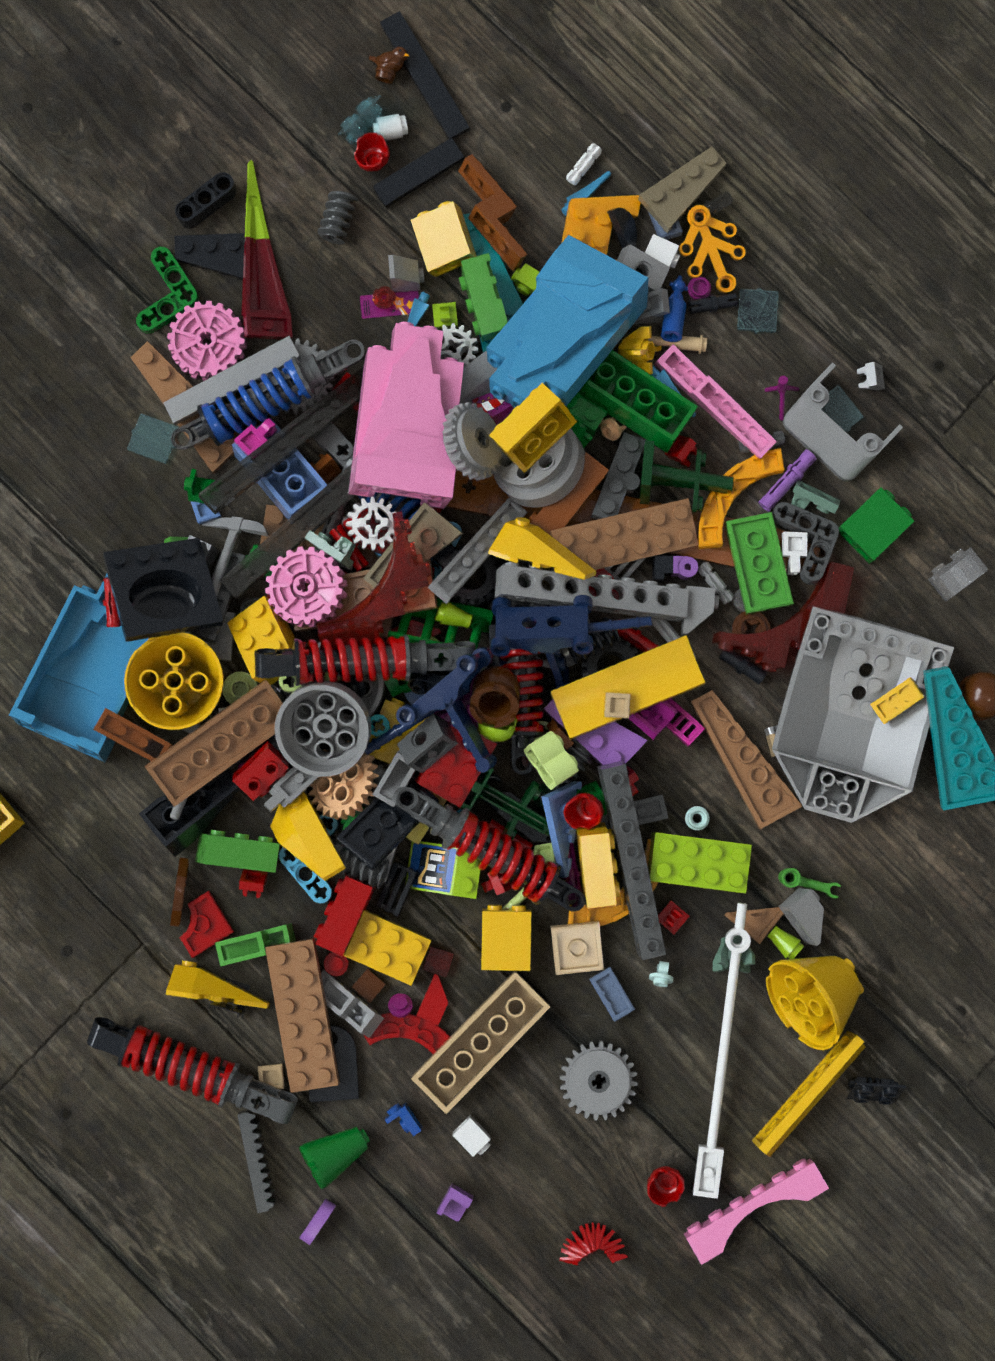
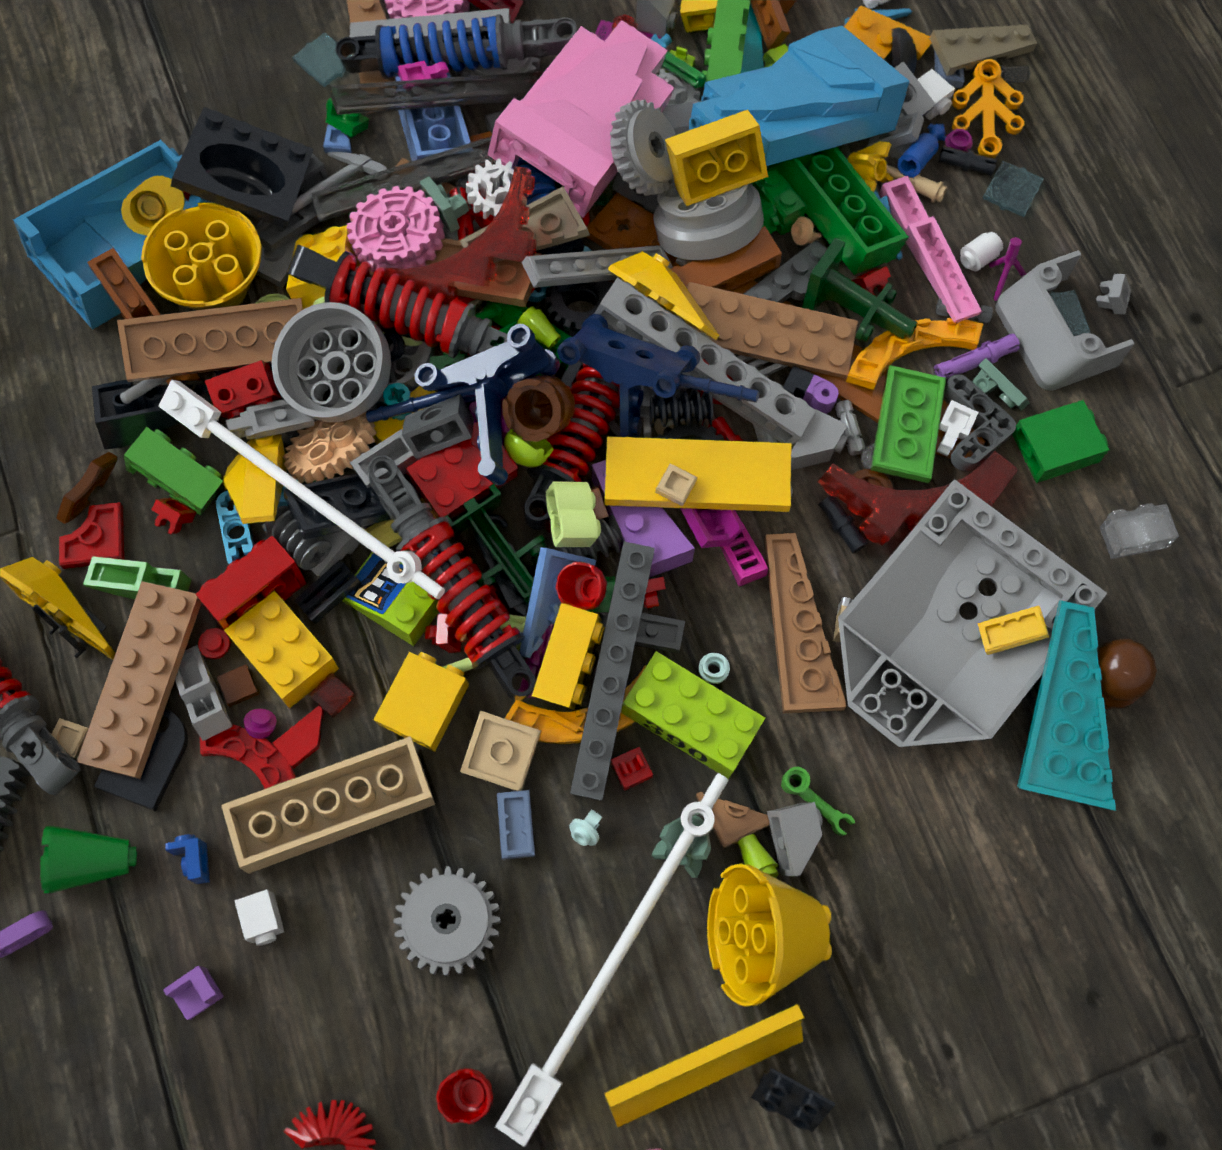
camera: 25 degrees right, 15 degrees down
(100, 645) = (150, 203): none -> yellow piece
(245, 810) = (202, 420): none -> white bar
(449, 327) = (683, 71): none -> green axle
(755, 385) = (981, 251): none -> white brick

